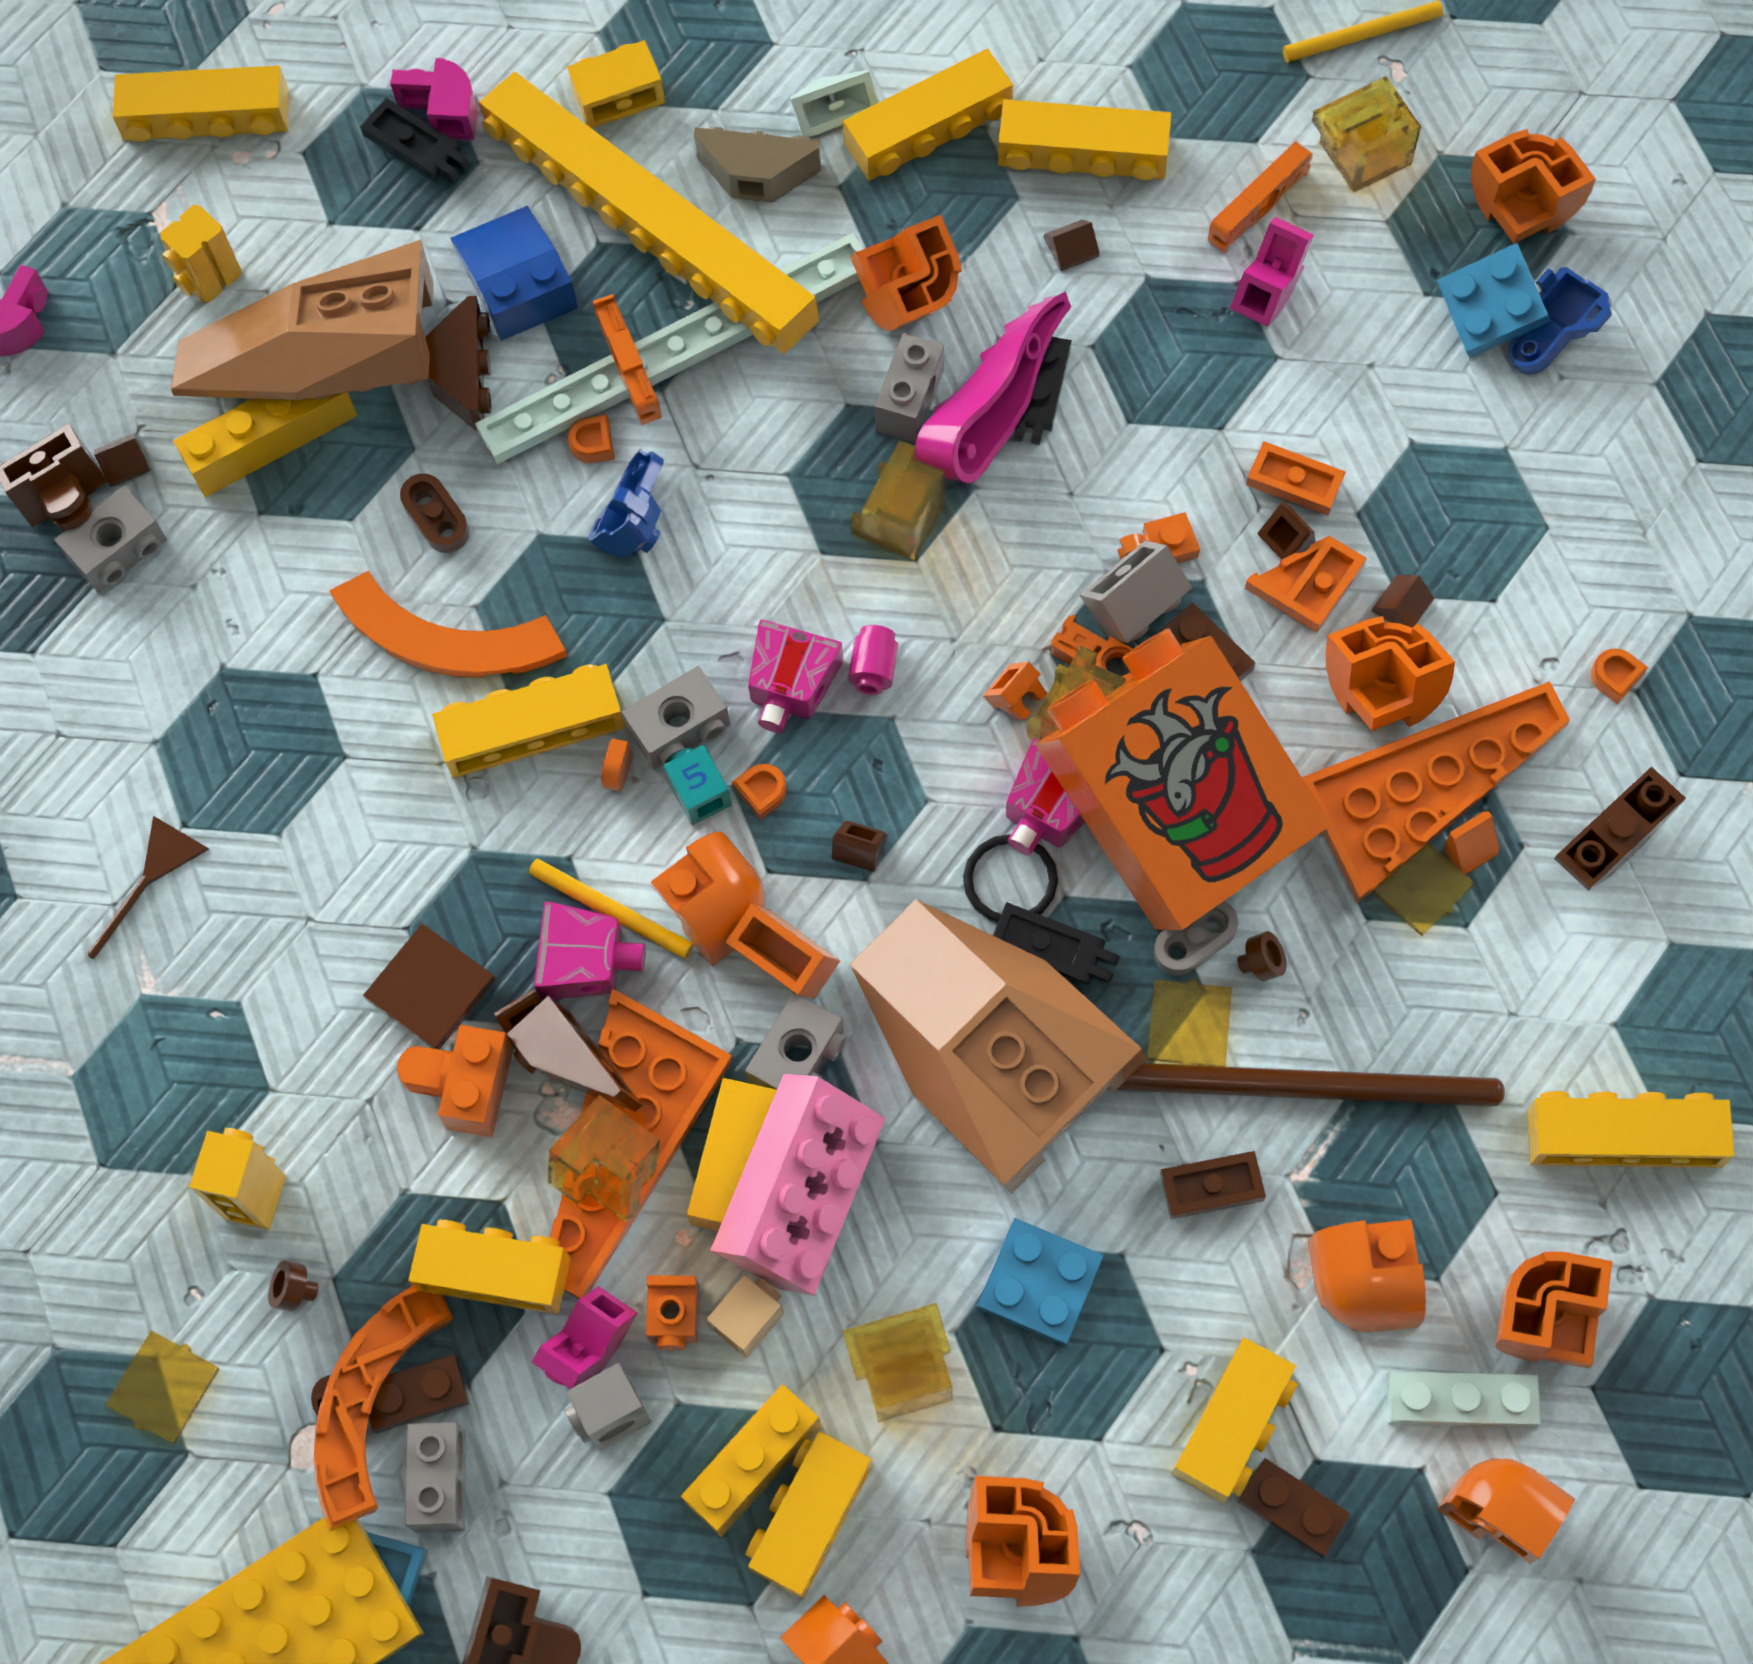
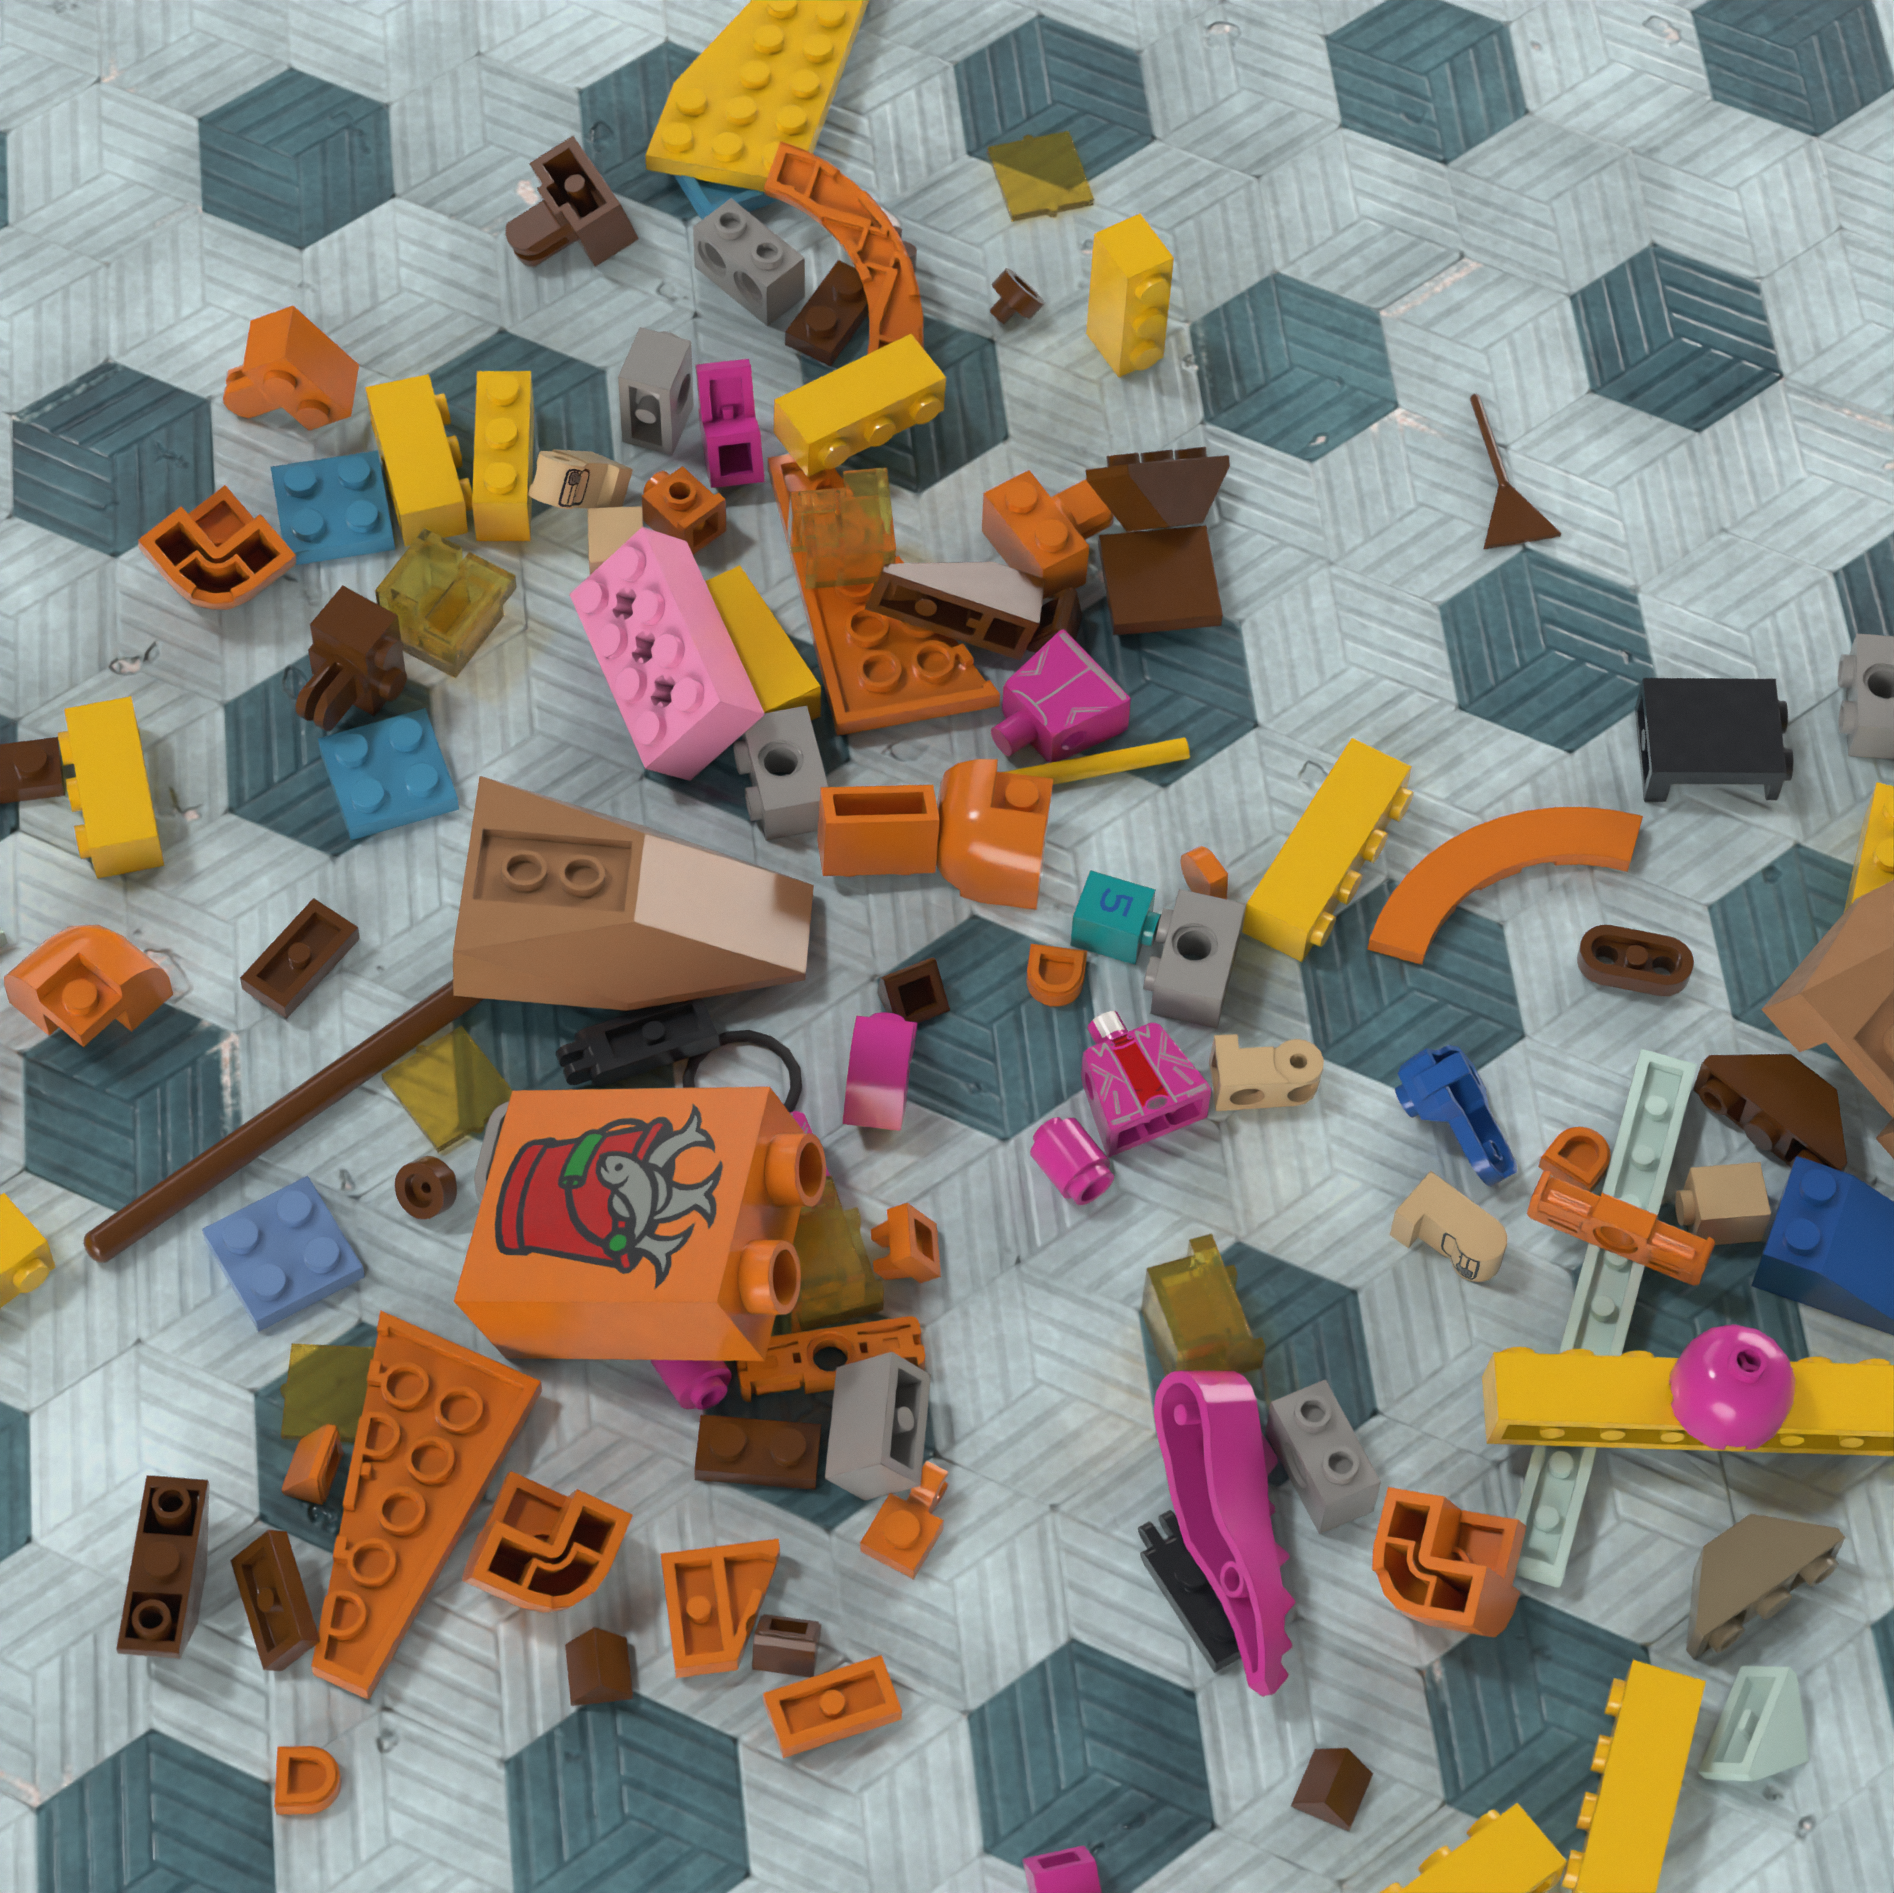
camera: 130 degrees right, 10 degrees down
(238, 598) = (1711, 734): none -> black panel
(360, 1035) = (1159, 489): none -> reddish brown slope
(549, 343) = (1724, 1203): none -> tan brick
(677, 212) = (1732, 1387): none -> dark pink cylinder
(703, 440) = (1452, 1227): none -> tan leg
(715, 619) = (1263, 1075): none -> tan leg
(717, 1383) = (579, 480): none -> tan leg
(897, 1536) = (333, 507): none -> dark azure plate
(926, 798) = (879, 1071): none -> dark pink brick
(998, 1365) = (352, 660): none -> reddish brown brick
(1382, 996) = (283, 1253): none -> medium blue plate
(1560, 777) = (275, 1600): none -> reddish brown plate

